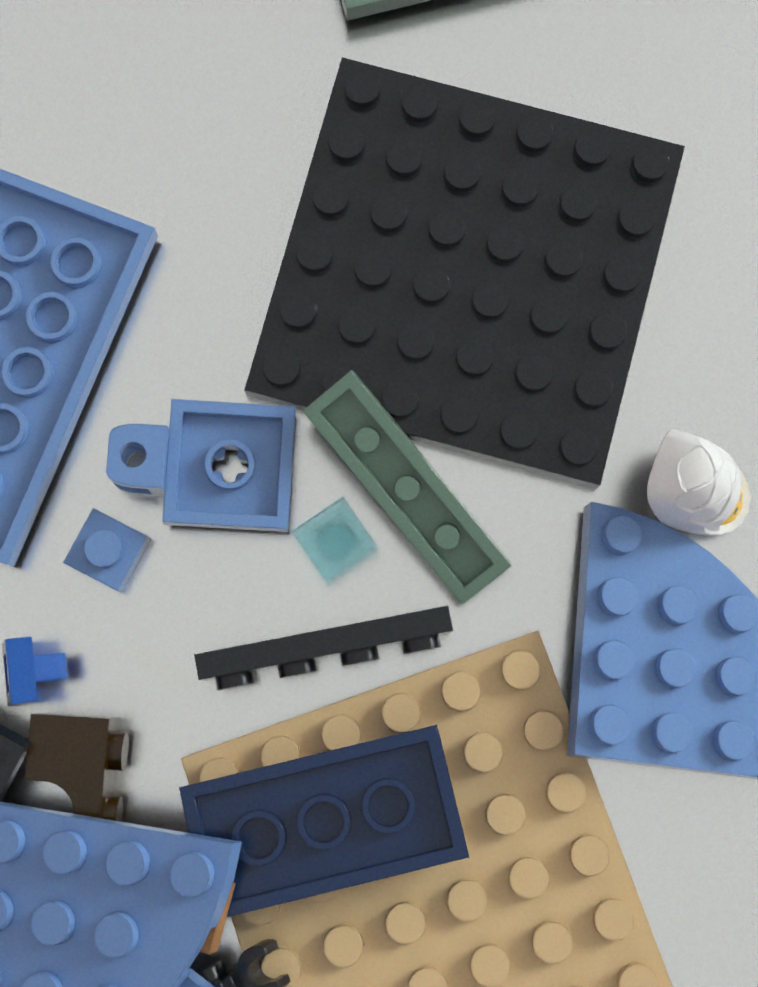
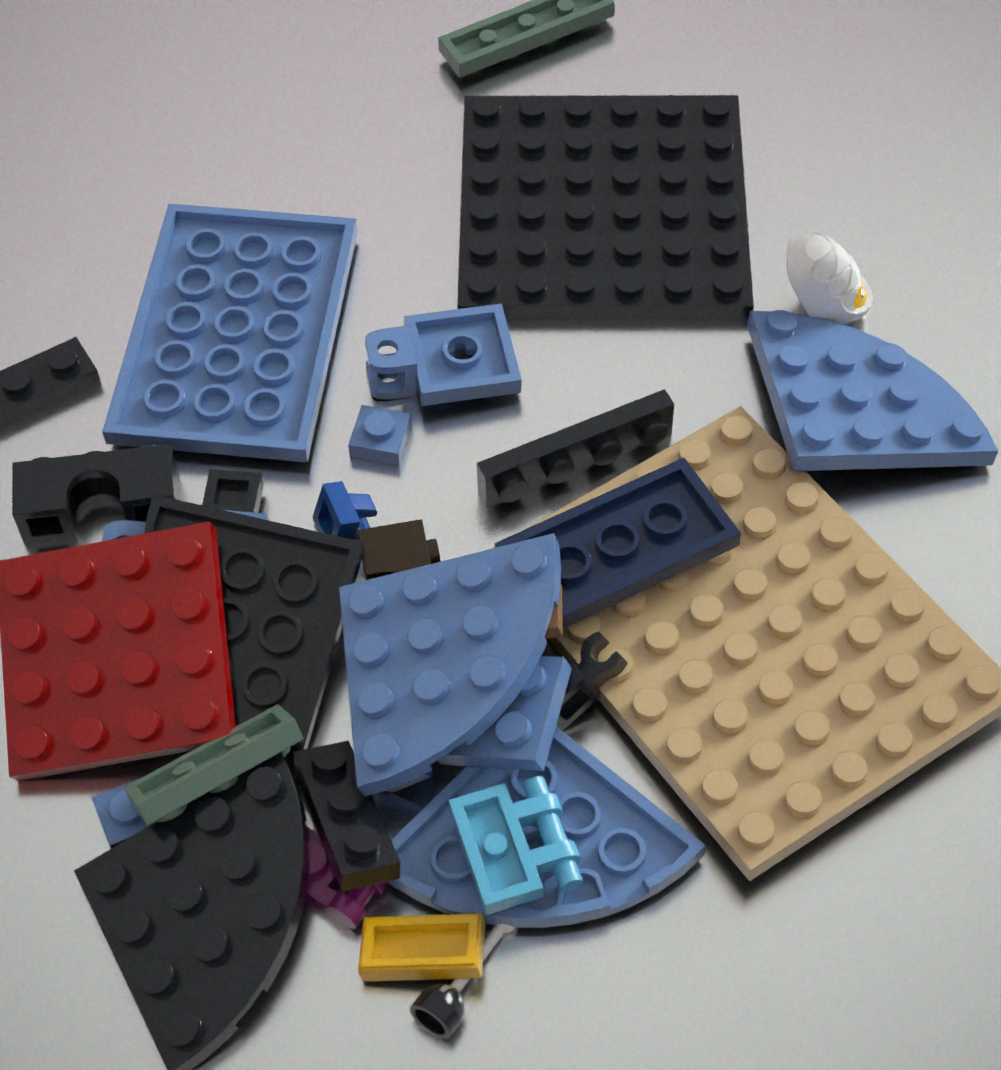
camera: 10 degrees left, 25 degrees down
(335, 540) = (560, 384): clear light blue plate -> none
(407, 487) = (605, 330): sand green plate -> none

